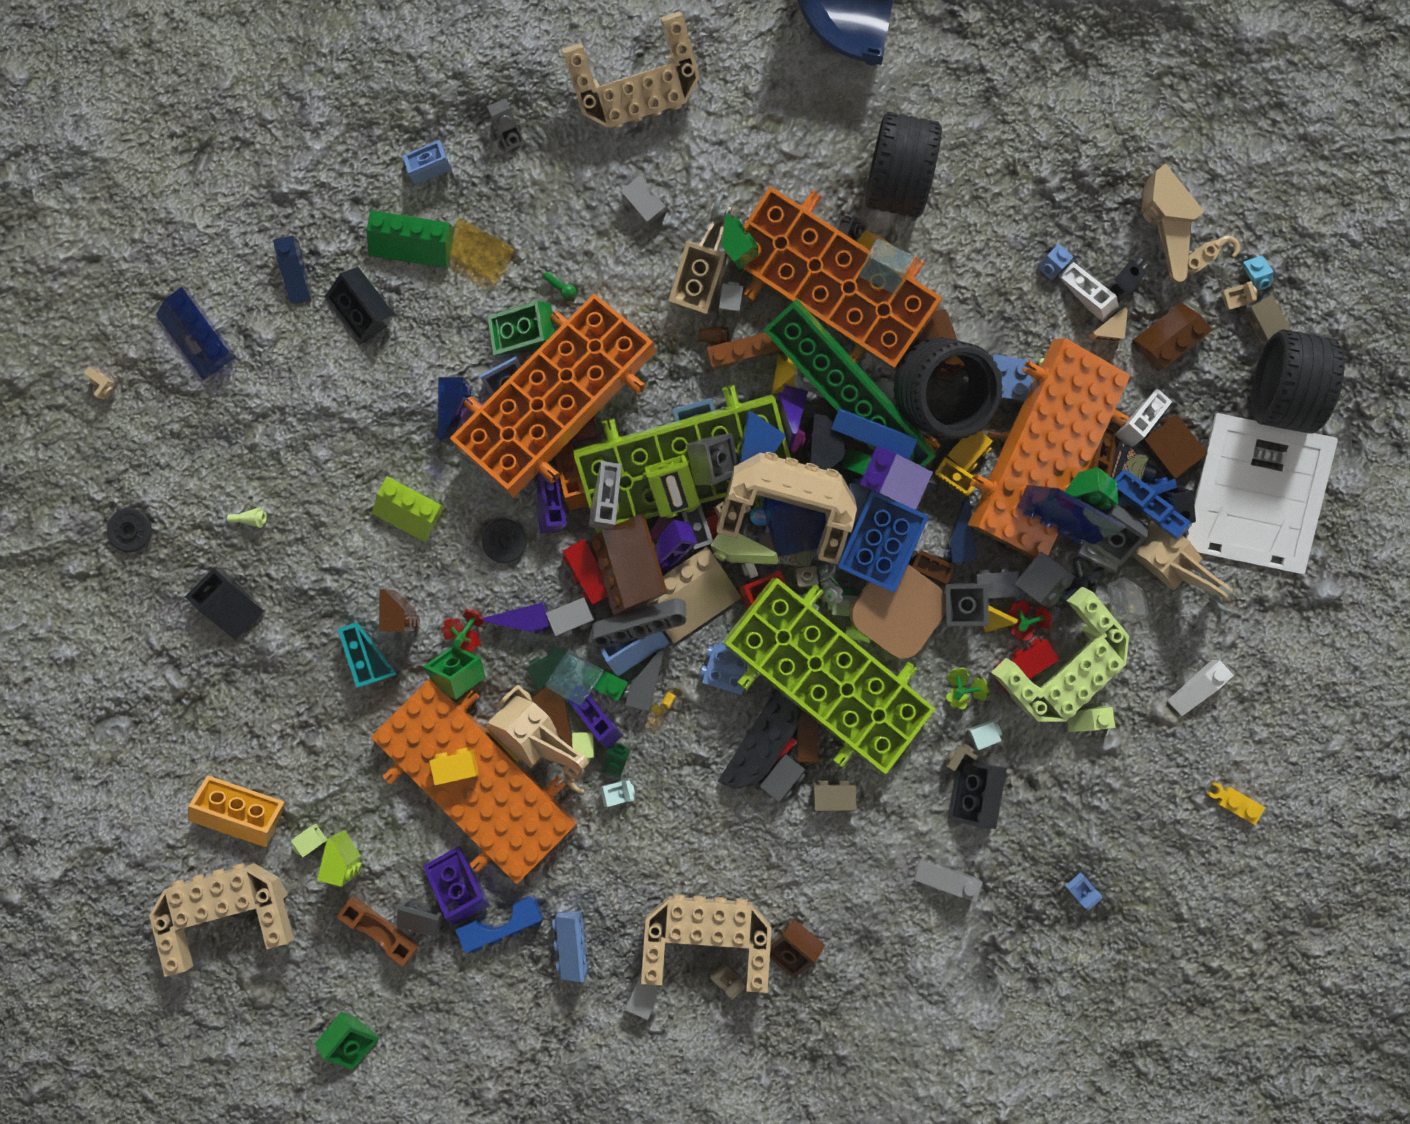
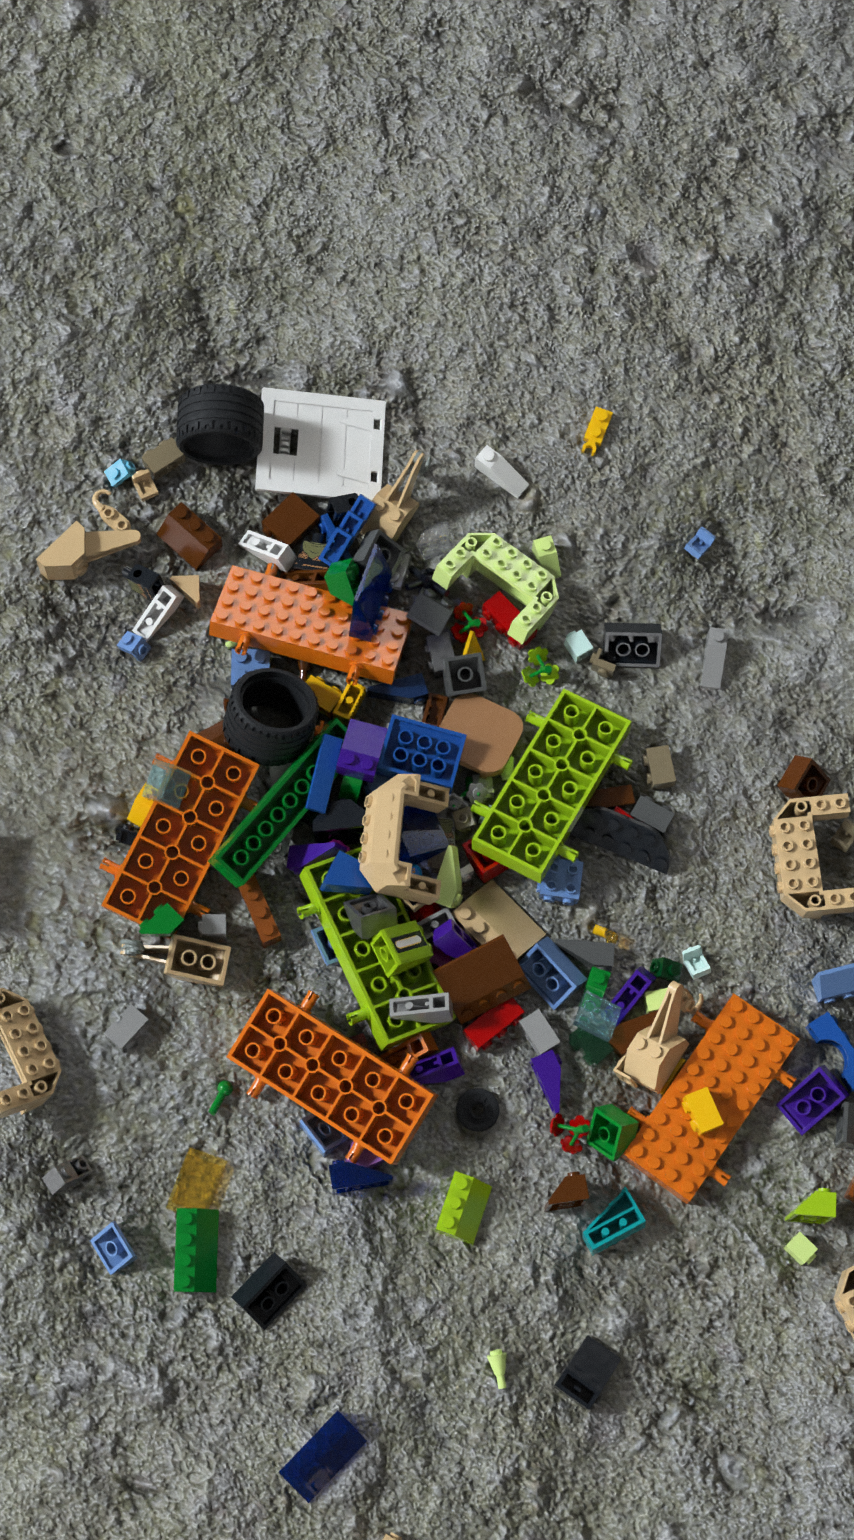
camera: 110 degrees left, 15 degrees down
(141, 533) = (518, 1492): black wheel -> none
(235, 811) = (787, 1326): light orange slope -> none
(292, 268) = (242, 1365): dark blue slope -> none
(521, 328) = (269, 1125): green slope -> none
(639, 623) = (535, 963): dark grey beam -> none
(714, 335) = (247, 940): reddish brown cone -> none
(784, 374) = (274, 871): yellow slope -> none
(903, 164) = (67, 785): black tyre -> none

